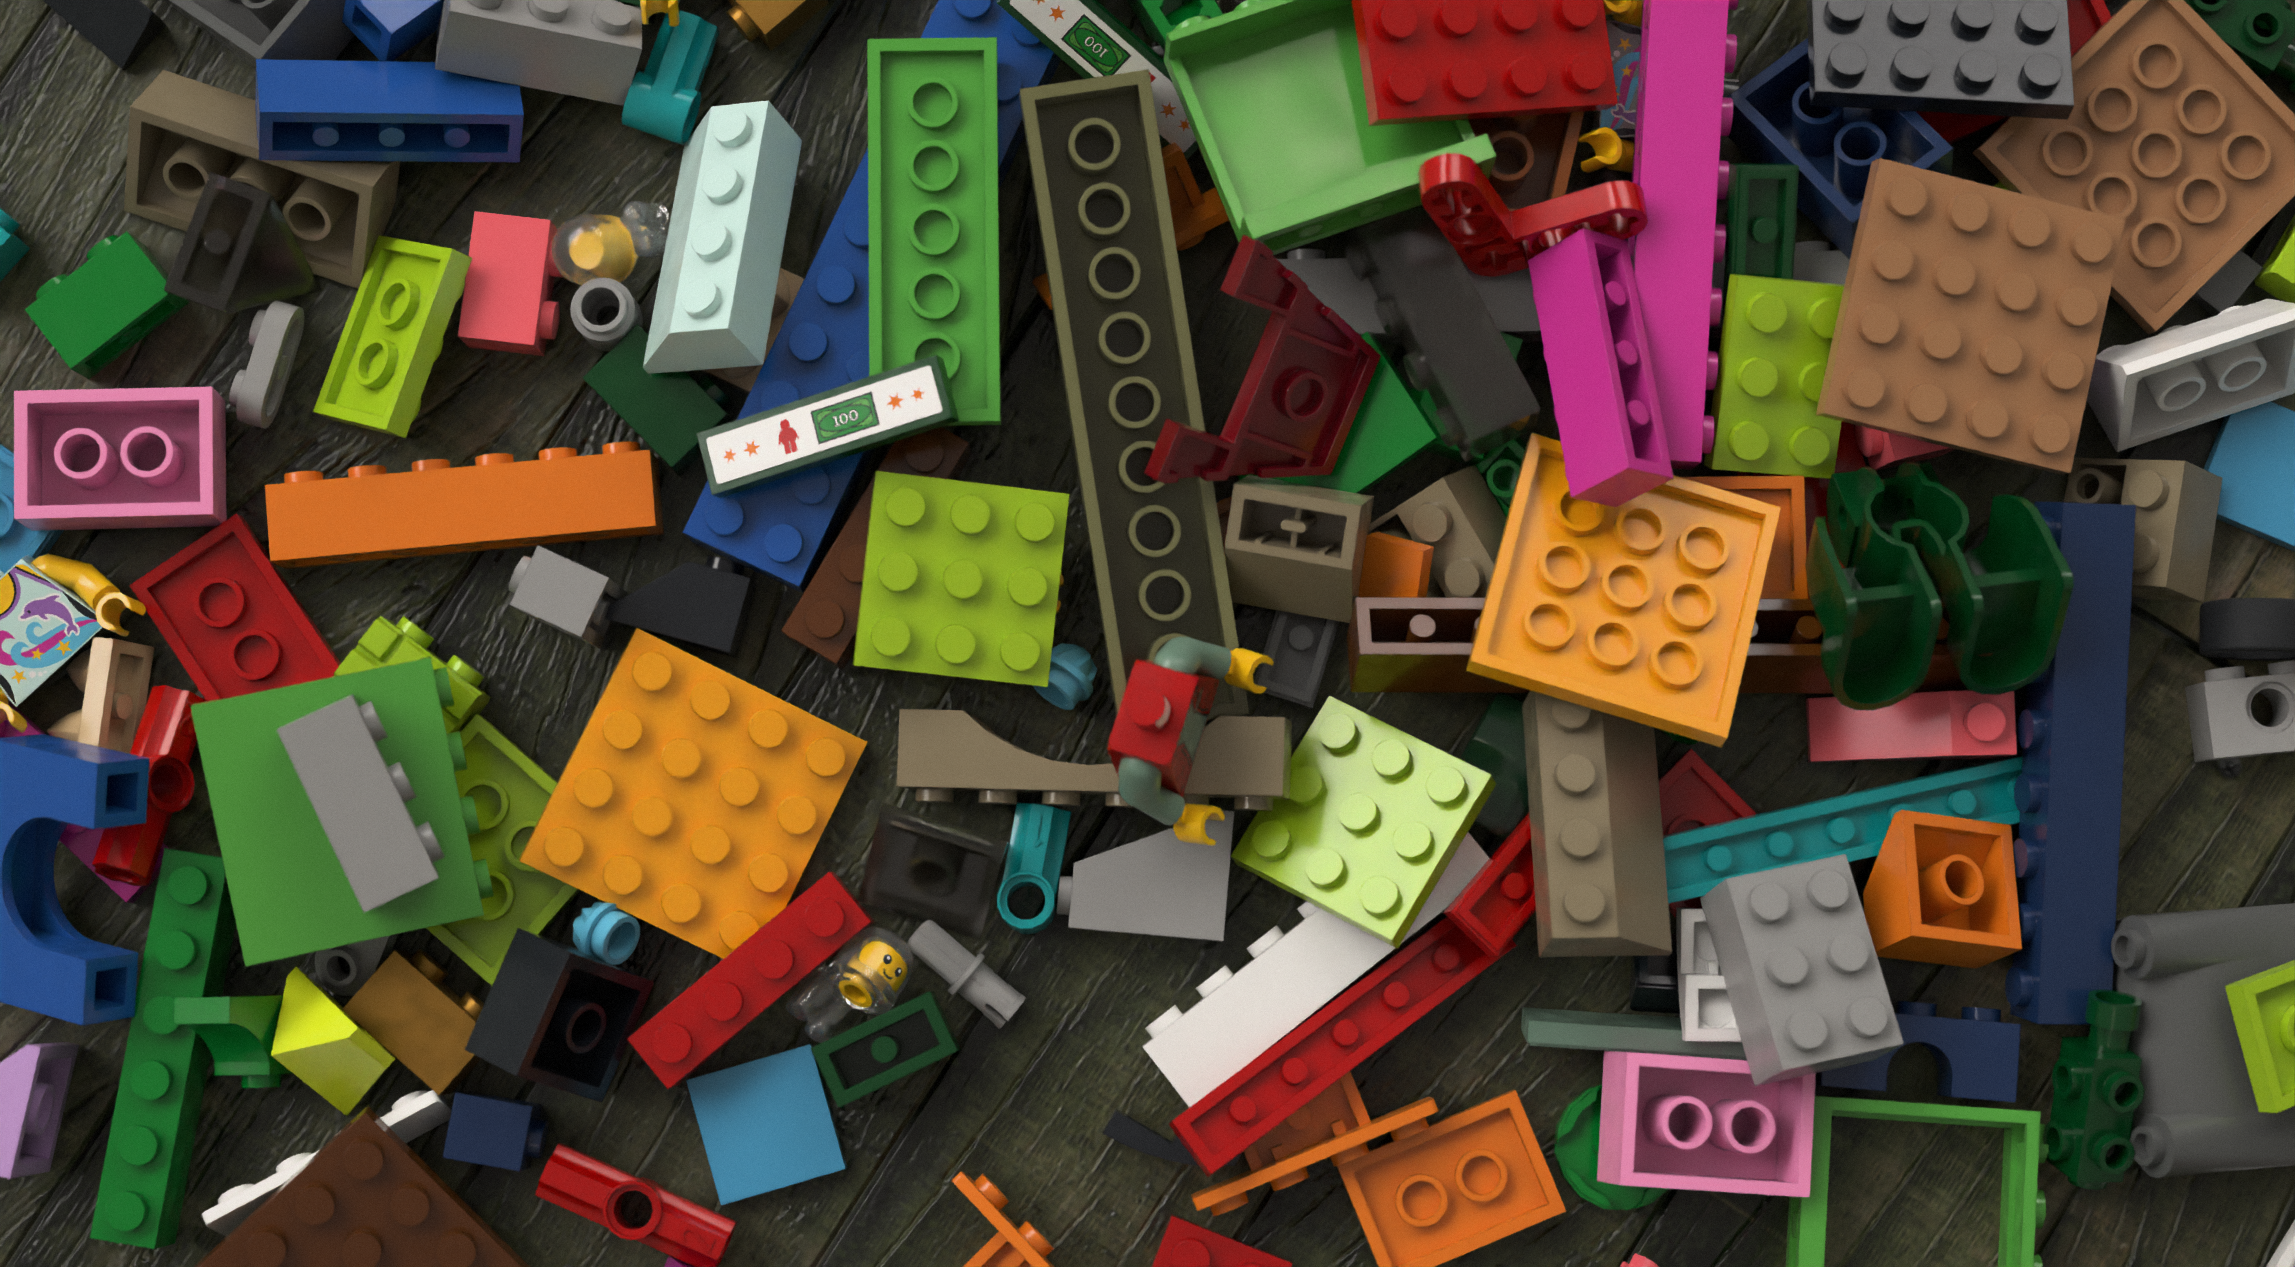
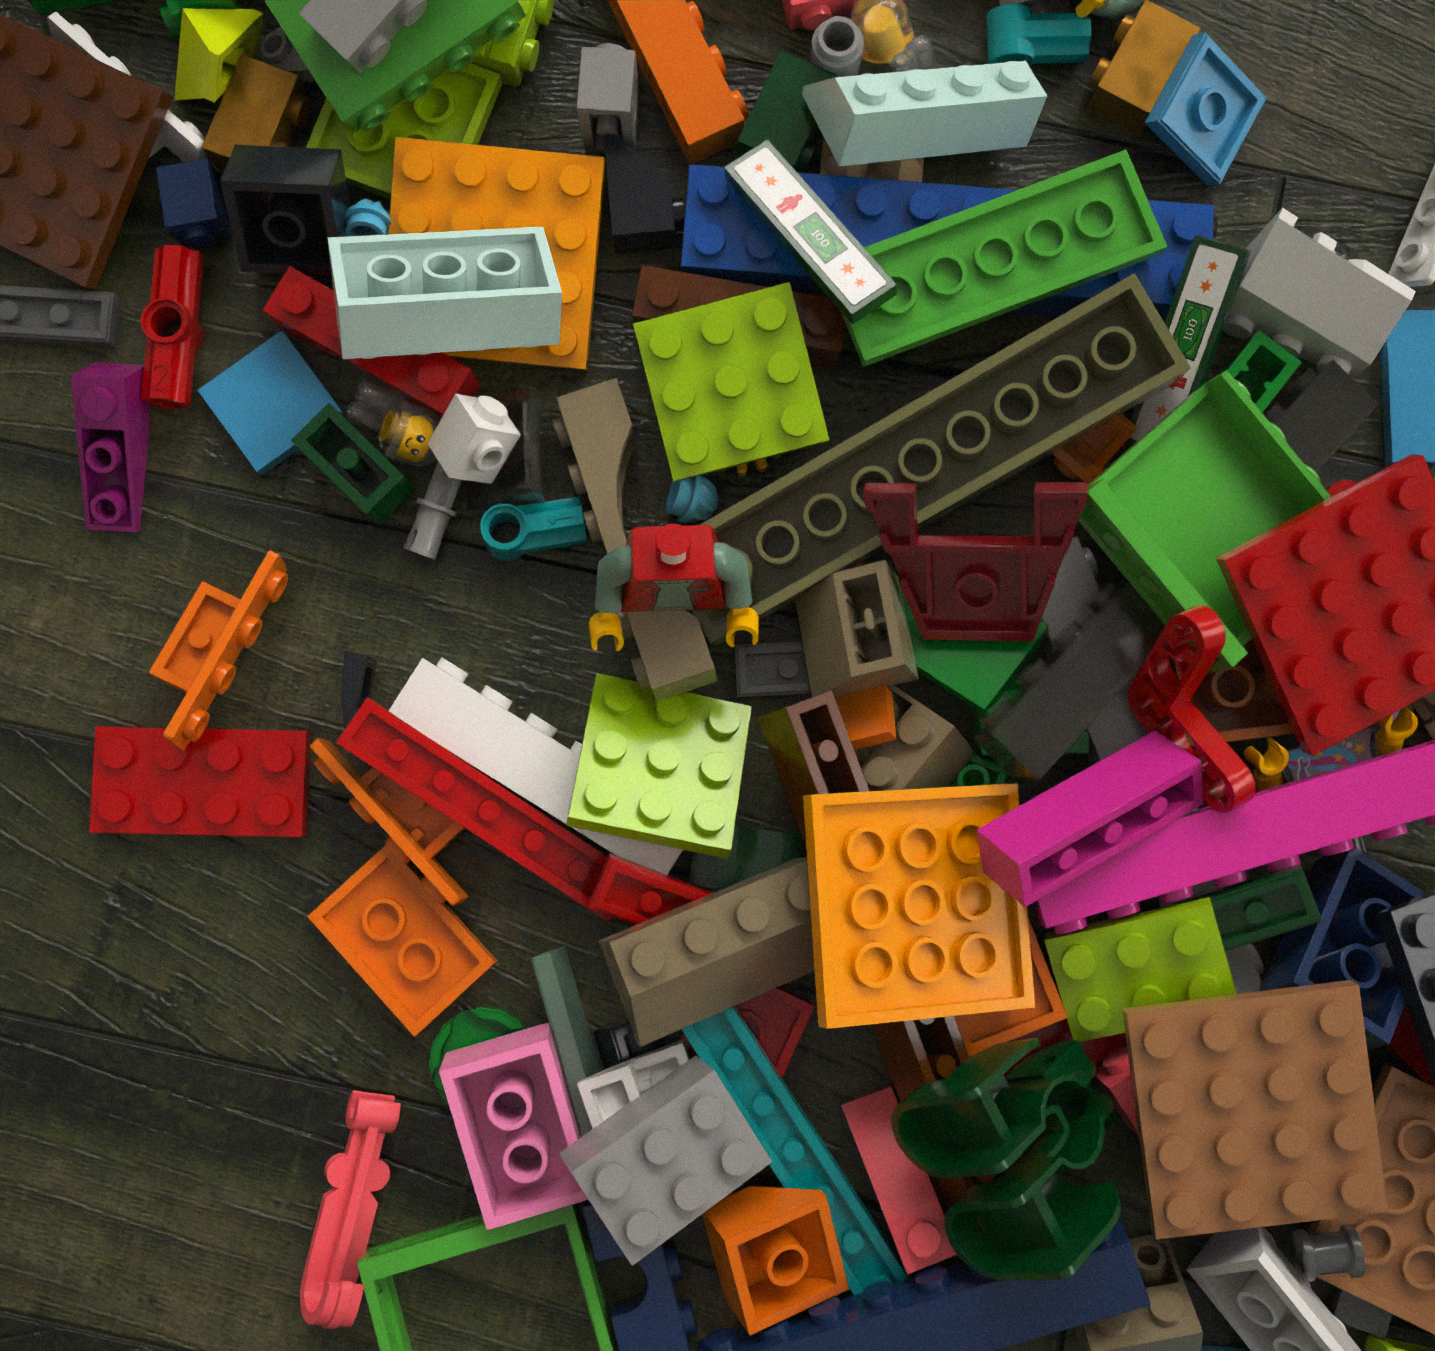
camera: 75 degrees right, 0 degrees up
(736, 865) = (444, 292): none -> light aqua slope
(912, 897) = (474, 438): none -> white brick
(1153, 886) = (552, 625): light grey slope -> none
(2149, 296) = (1327, 1253): none -> dark grey bush

